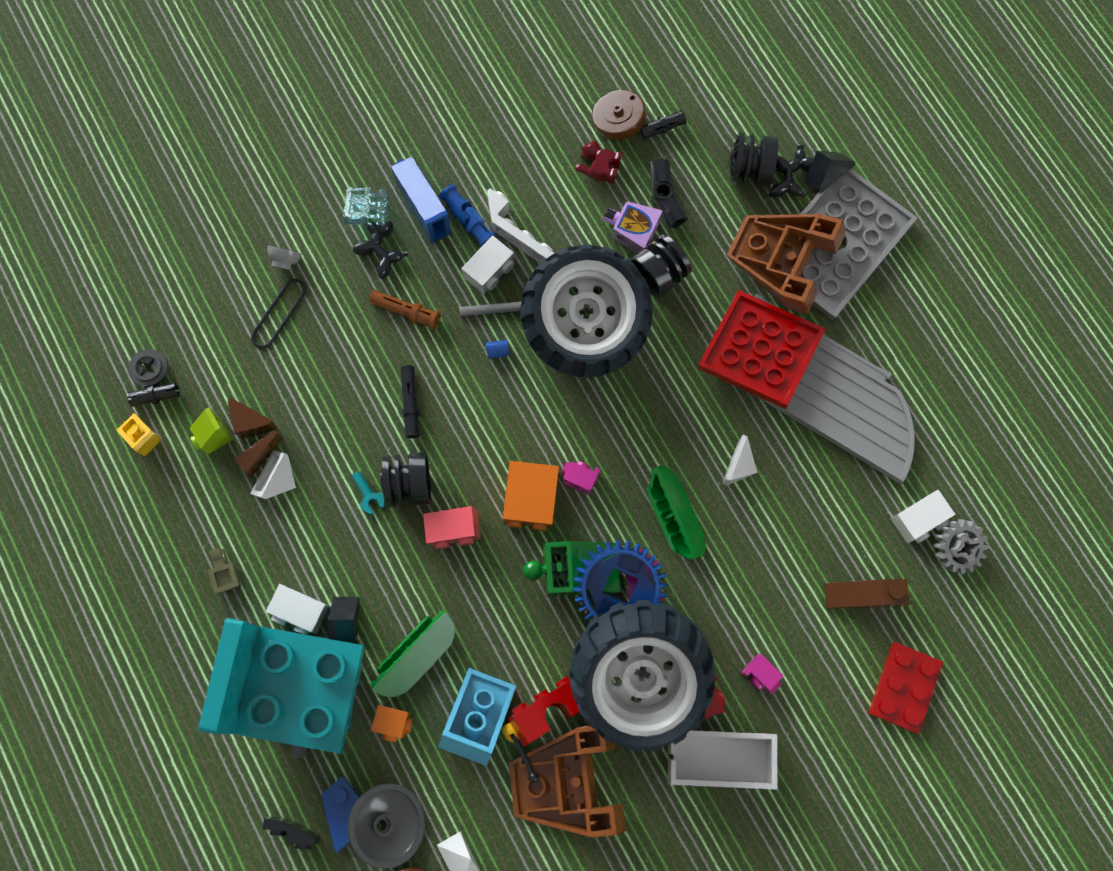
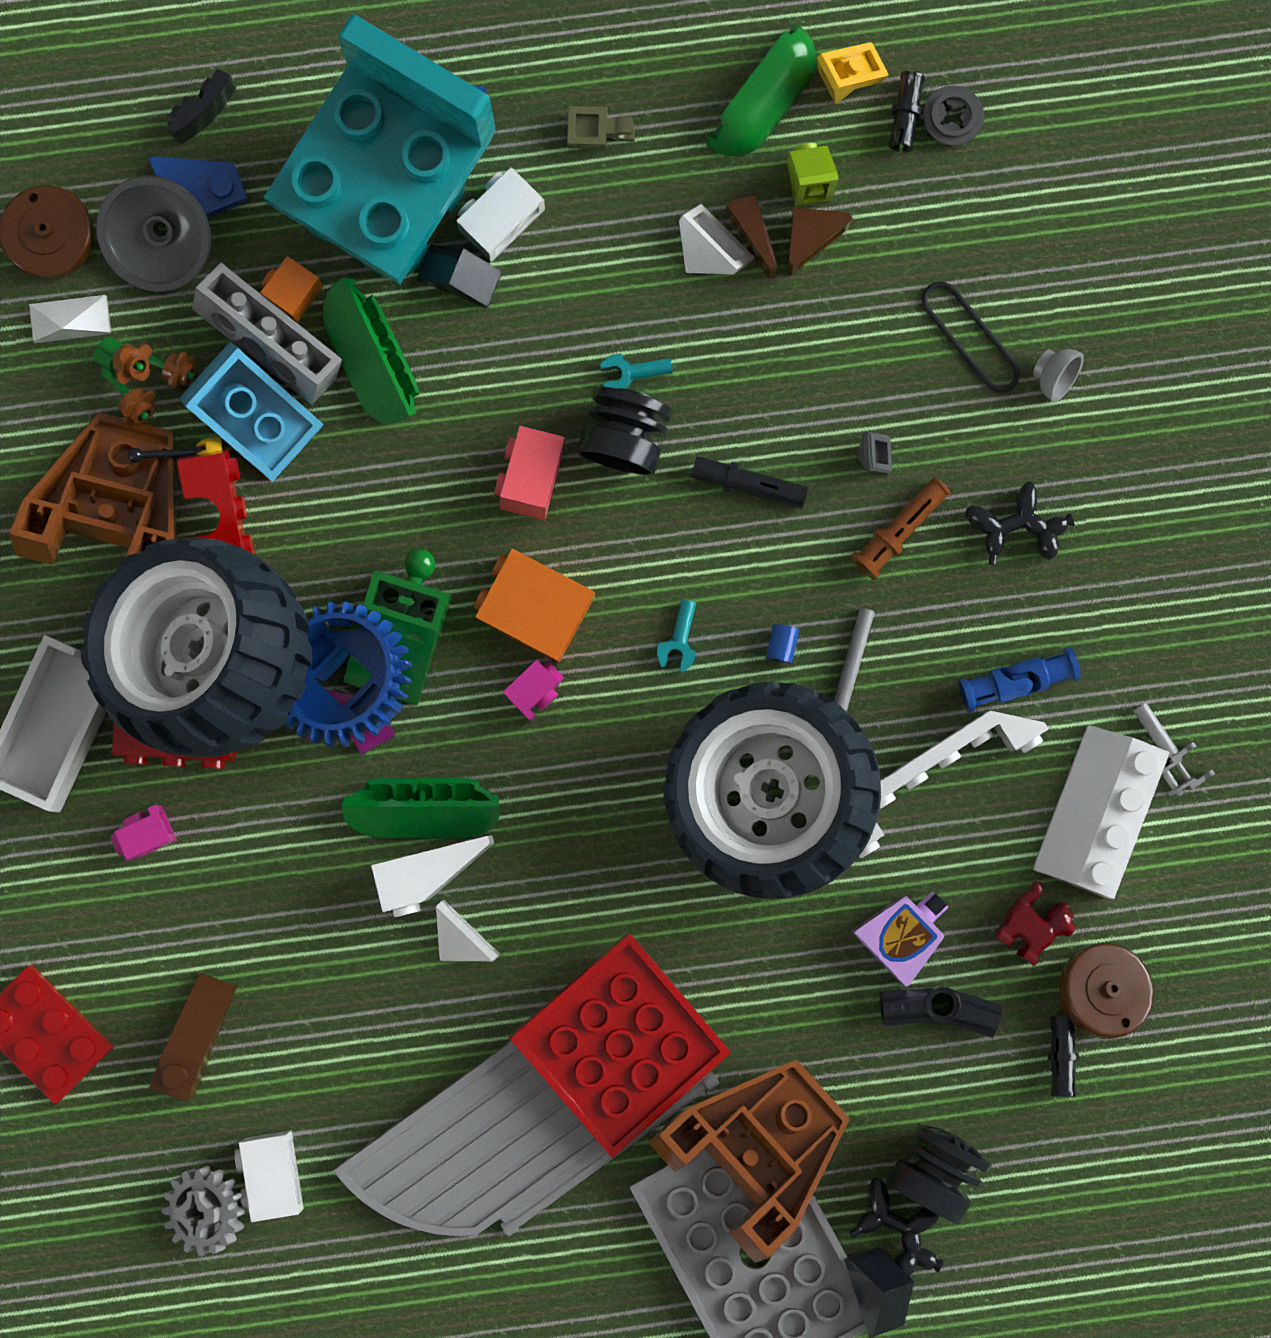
camera: 110 degrees right, 10 degrees up
(169, 479) = (766, 95): none -> green brick
(358, 208) = (1098, 513): clear light blue plate -> none
(367, 339) = (875, 453): none -> dark grey slope
(422, 200) = (1074, 615): slope -> none
(425, 725) = (266, 333): none -> light grey brick
(476, 799) = (130, 362): none -> dark orange plant
(477, 127) = (1164, 742): none -> light grey piece
(488, 265) = (923, 681): white brick -> none
(517, 407) = (679, 637): none -> teal bar
(523, 149) = (1100, 811): none -> white slope
(662, 265) = (814, 945): black wheel -> none
(714, 493) = (420, 876): none -> white slope

